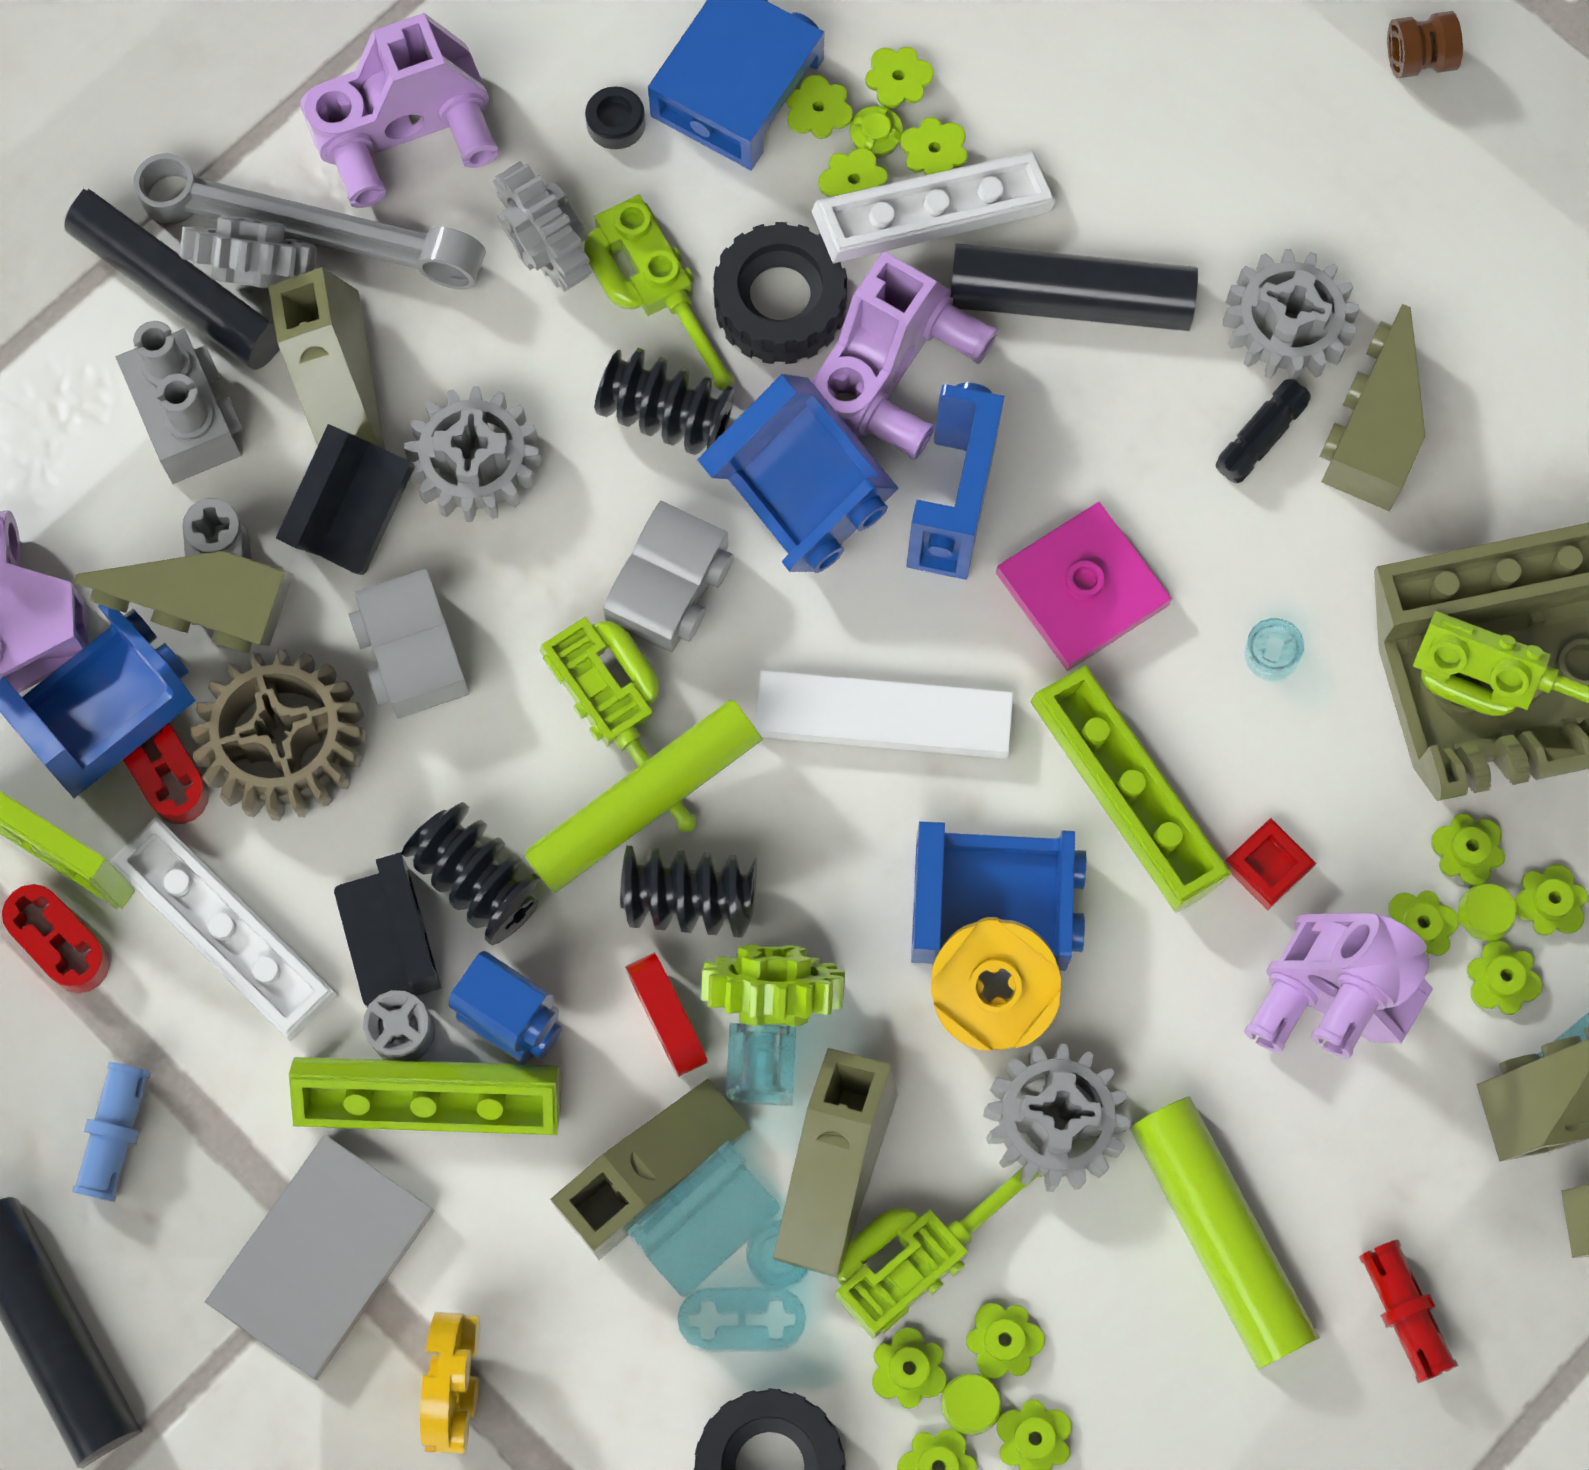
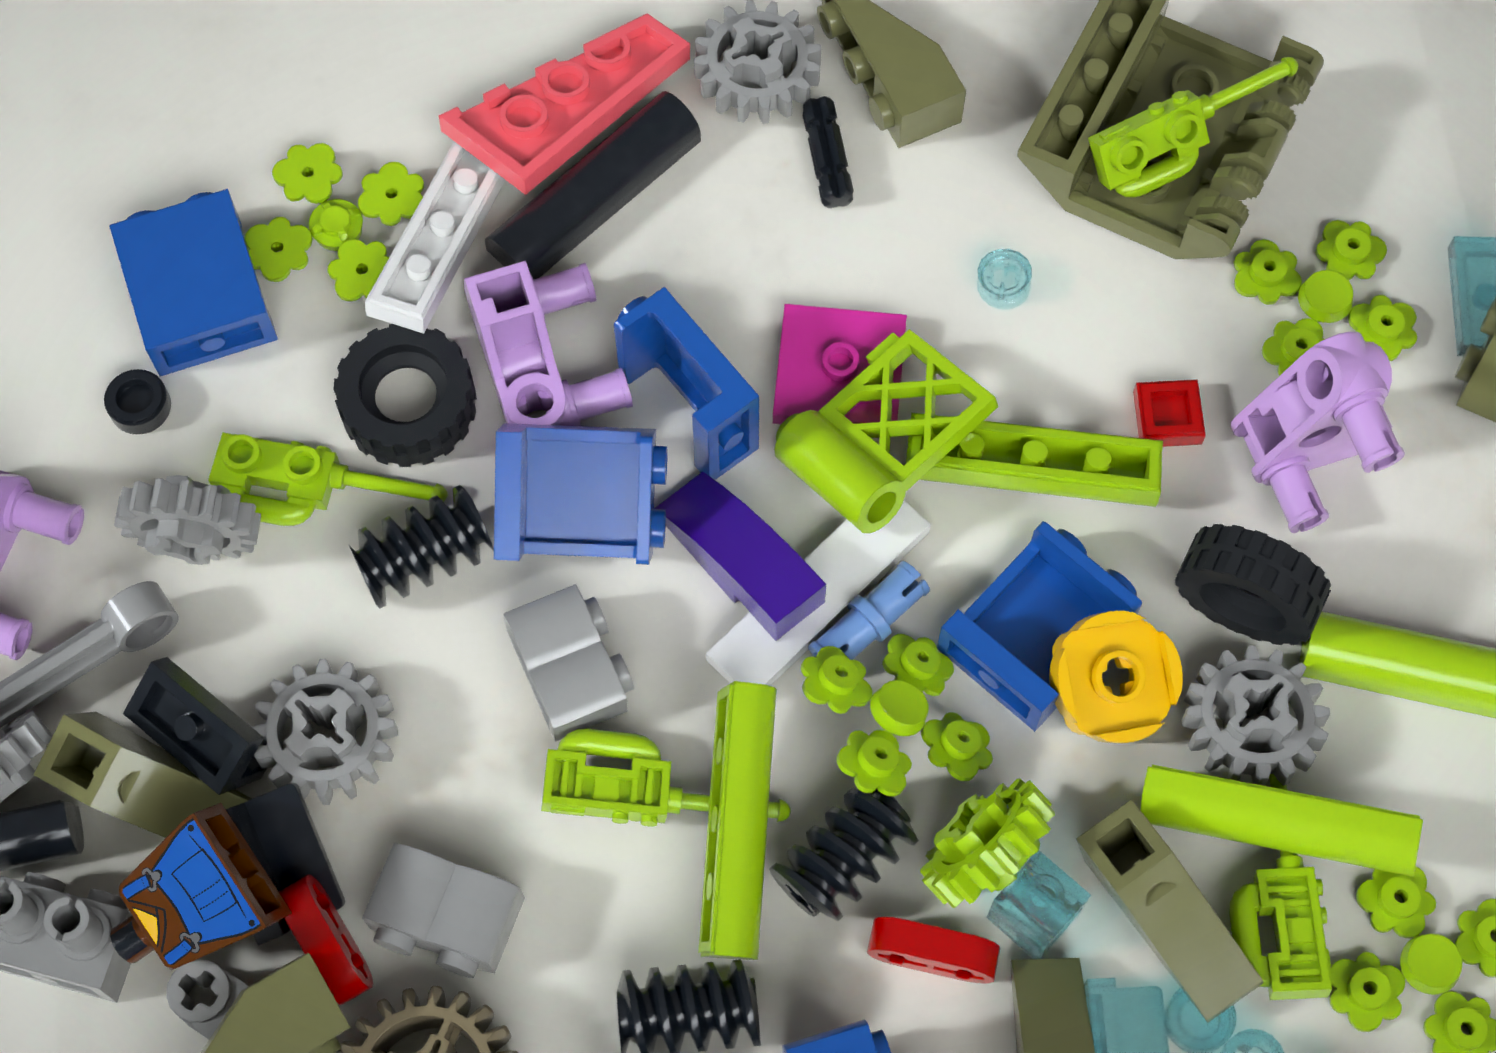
camera: 50 degrees left, 5 degrees down
(270, 463) = (196, 893): none -> torso
(320, 581) = (326, 939): none -> red beam
(394, 364) = (195, 727): none -> black panel
(827, 843) = (898, 709): none -> lime plant
(860, 633) = (743, 554): none -> dark purple slope
(890, 766) = (871, 616): none -> medium blue pin
(979, 1198) = (1282, 819): none -> lime brick
(996, 651) = (853, 469): none -> lime piece
(1097, 204) = (568, 103): none -> coral wing
(1158, 1030) = (1253, 584): none -> black tyre

